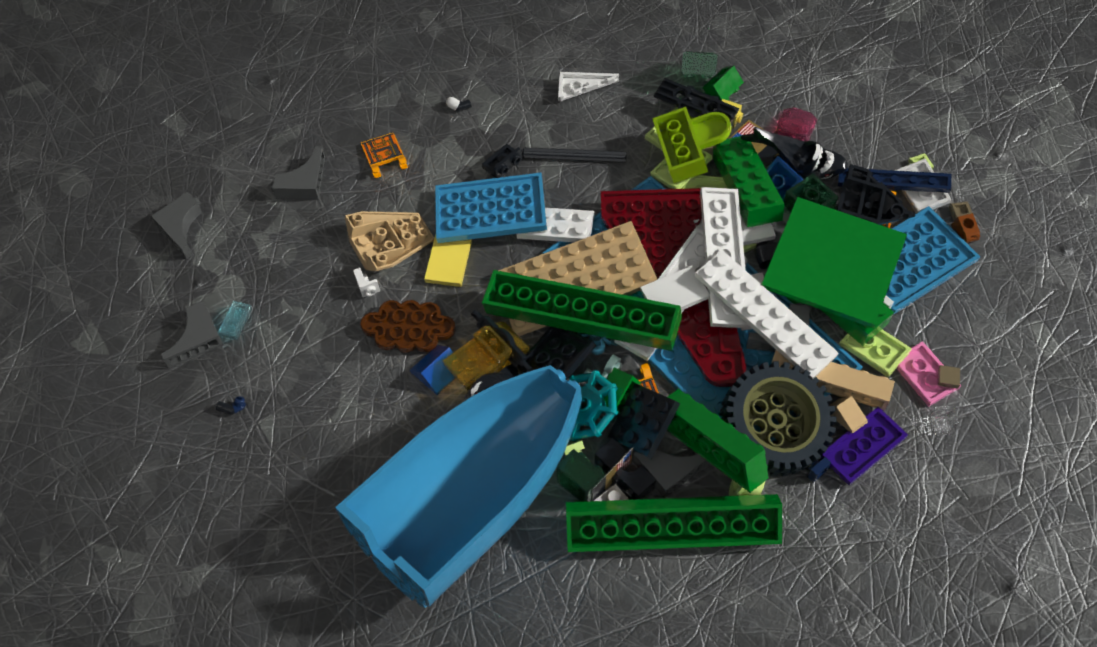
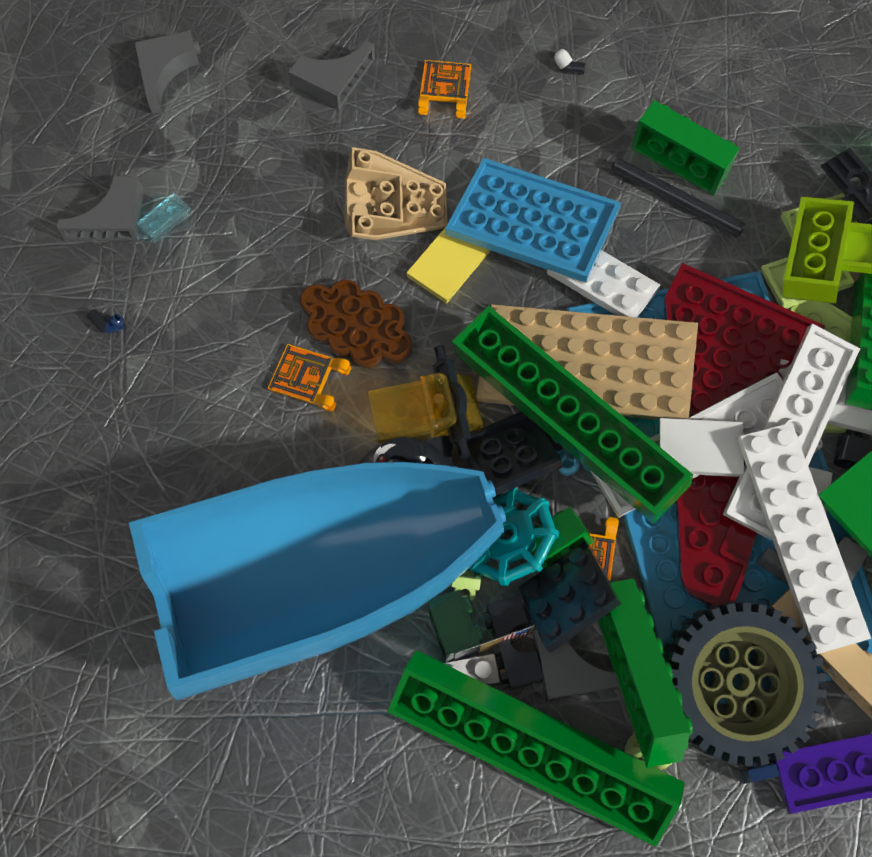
camera: 25 degrees right, 10 degrees up
(366, 287) = (332, 245): white bracket -> none
(391, 375) = (303, 375): none -> flag
(432, 370) = (352, 393): blue slope -> none
(502, 161) = (582, 164): black bracket -> none
(562, 122) = (684, 147): none -> green brick
(578, 83) = (734, 103): white wing -> none
(614, 361) = (573, 499): light aqua plate -> none
(849, 414) = (839, 720): tan slope -> none

